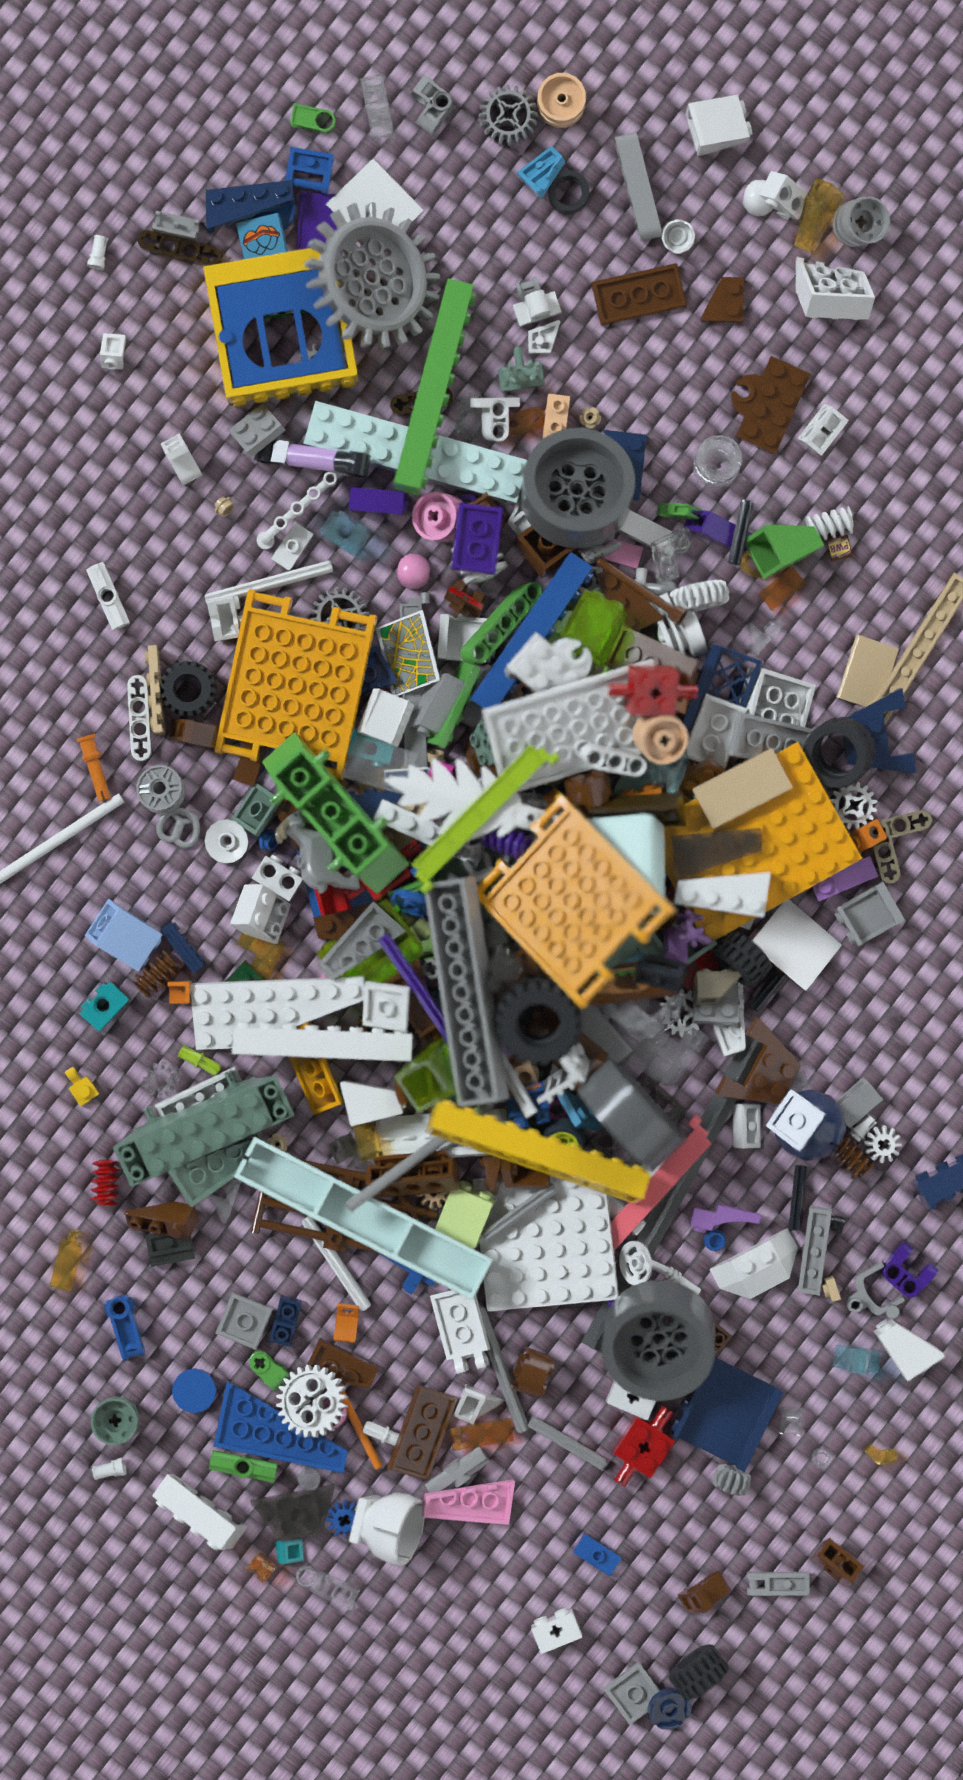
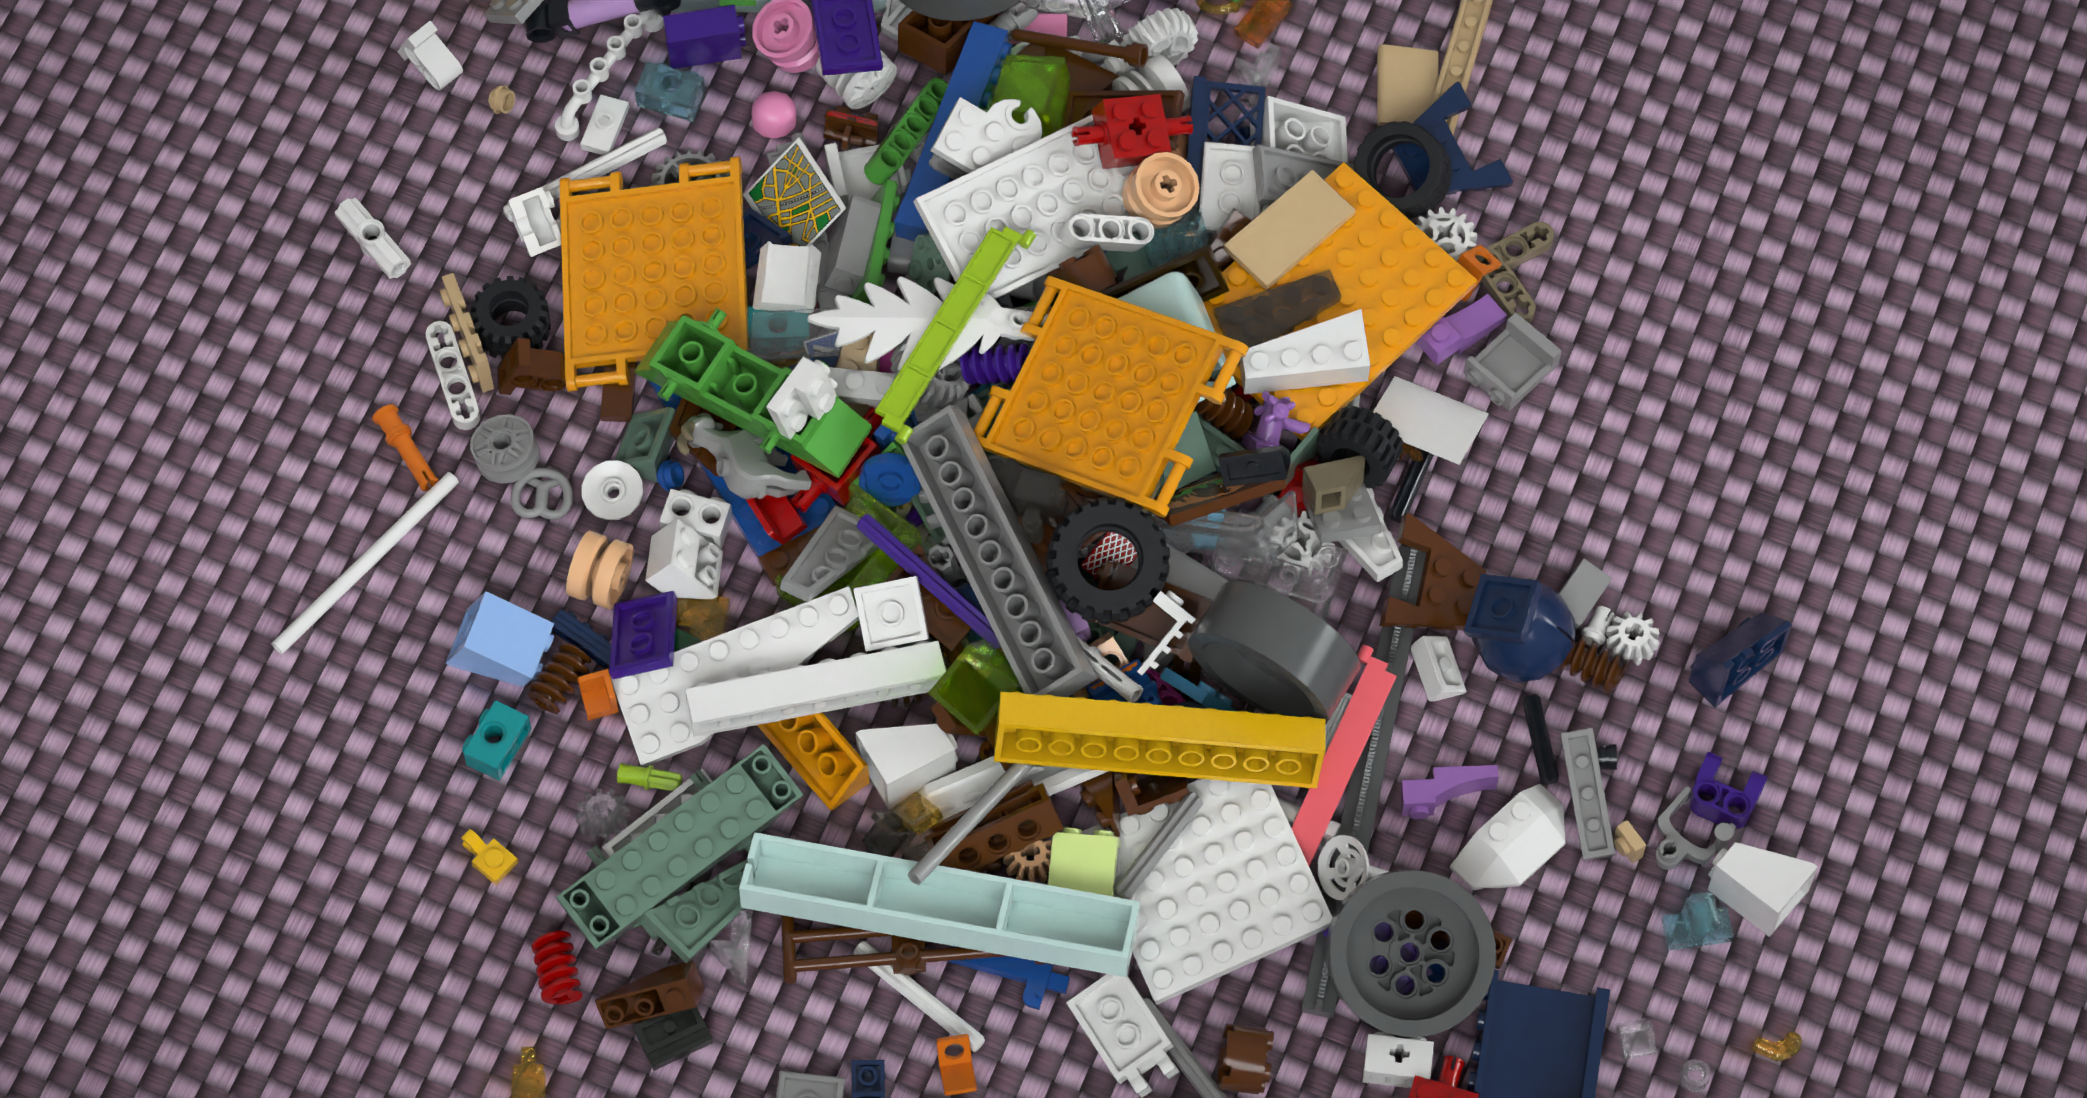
camera: 15 degrees left, 25 degrees down
(205, 907) = (599, 570): none -> light nougat wheel
(219, 961) = (643, 635): none -> dark purple tile
(368, 848) = (802, 394): none -> white plate
(714, 1240) = (1444, 823): blue plate -> none

